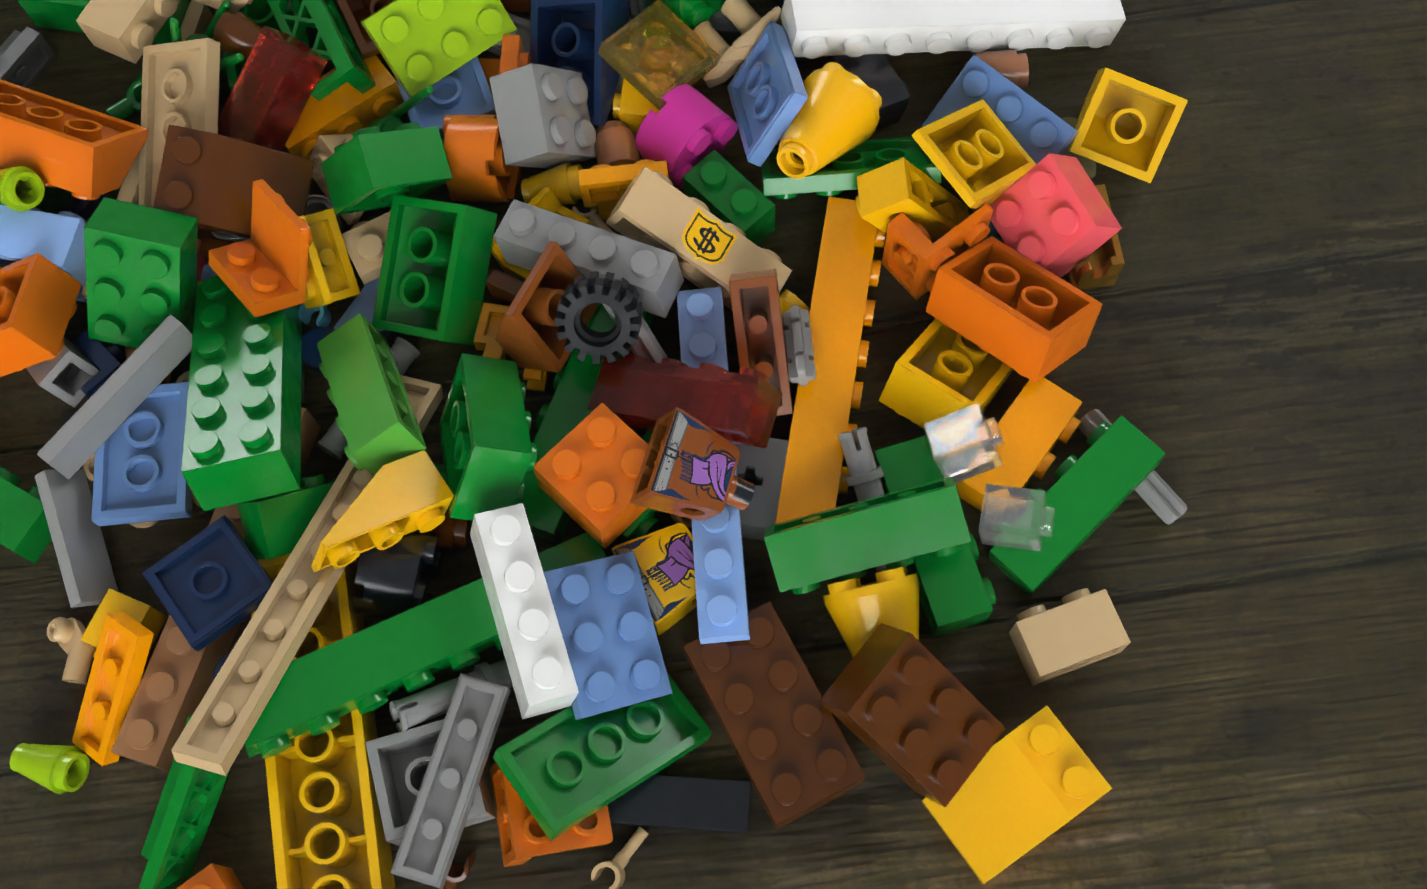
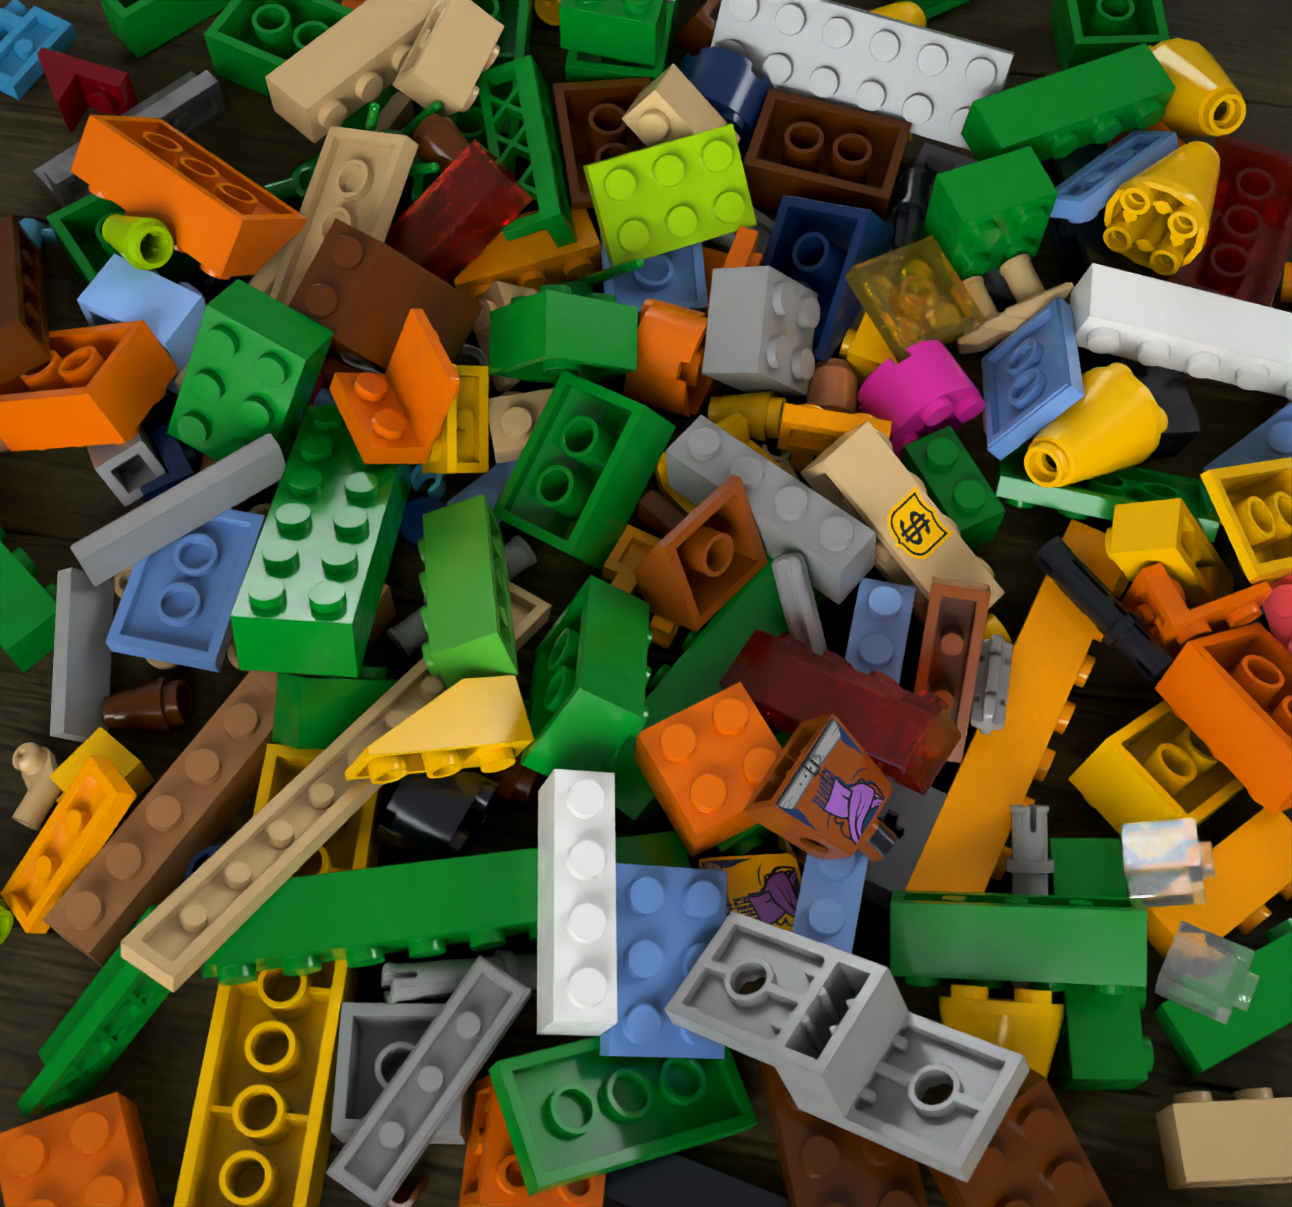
camera: 10 degrees right, 5 degrees down
(130, 564) = (150, 706): none -> reddish brown cone
(209, 583) = (219, 756): dark blue tile -> none
(592, 342) = (757, 612): black tyre -> none
(757, 652) = (849, 1043): none -> light grey bracket
(880, 267) = (1112, 618): none -> black pin

